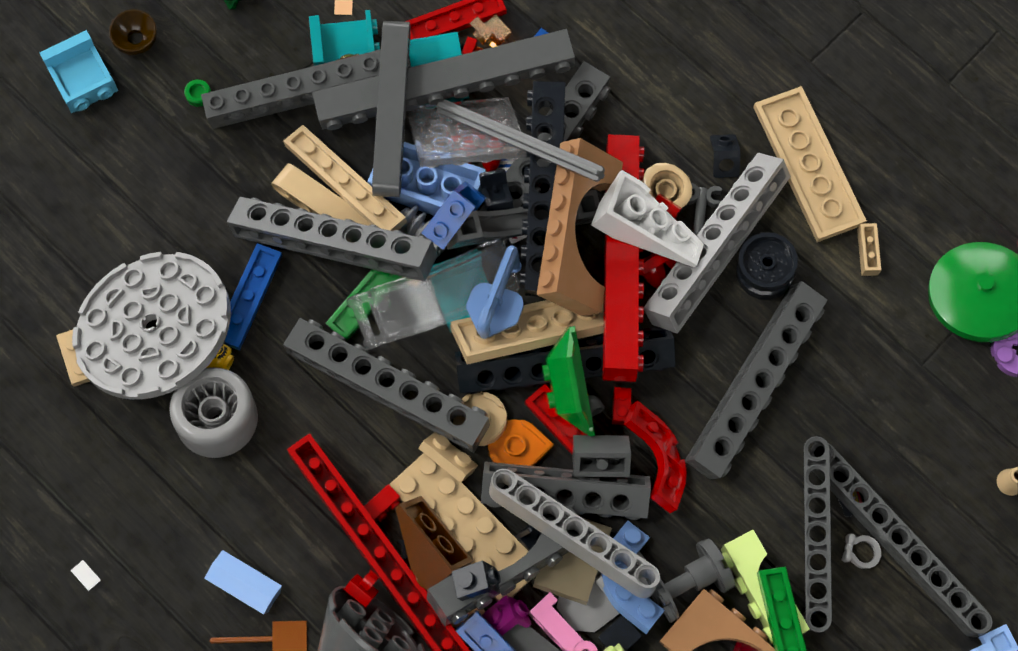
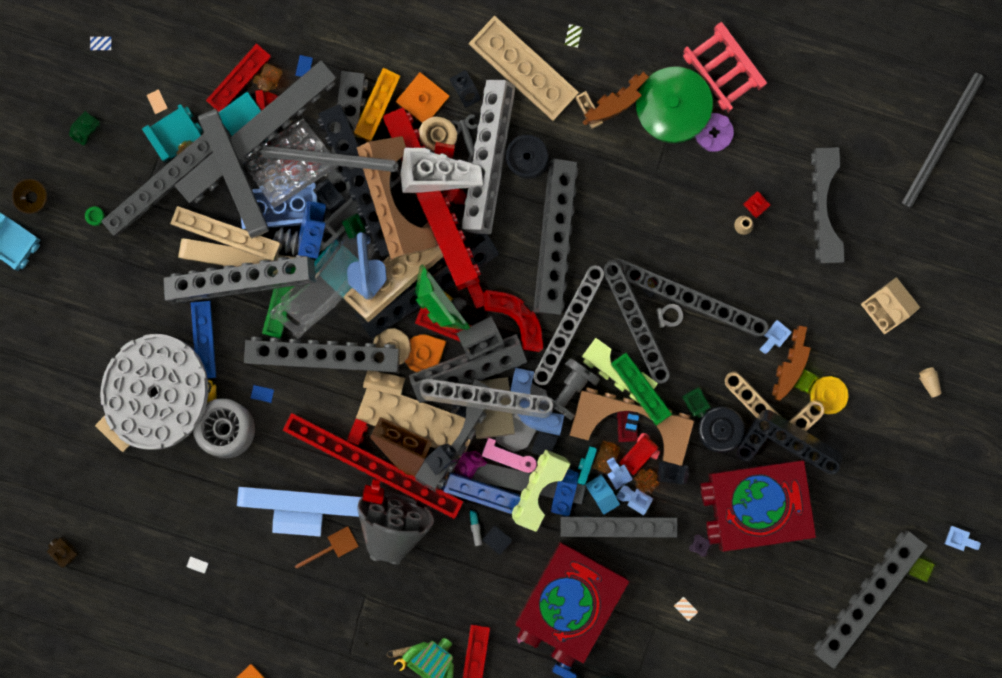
camera: 20 degrees left, 15 degrees up
(257, 554) = (298, 501): none -> light blue beam
(286, 398) = (262, 393): none -> blue sticker
(508, 235) = (353, 225): none -> dark green tile
(610, 116) = (376, 105): none -> light orange plate
(667, 140) = (422, 98): none -> orange plate
(729, 487) = (571, 316): none -> light grey beam
(887, 156) = (573, 36): none -> sticker
(908, 254) = (615, 104): none -> dark orange slope

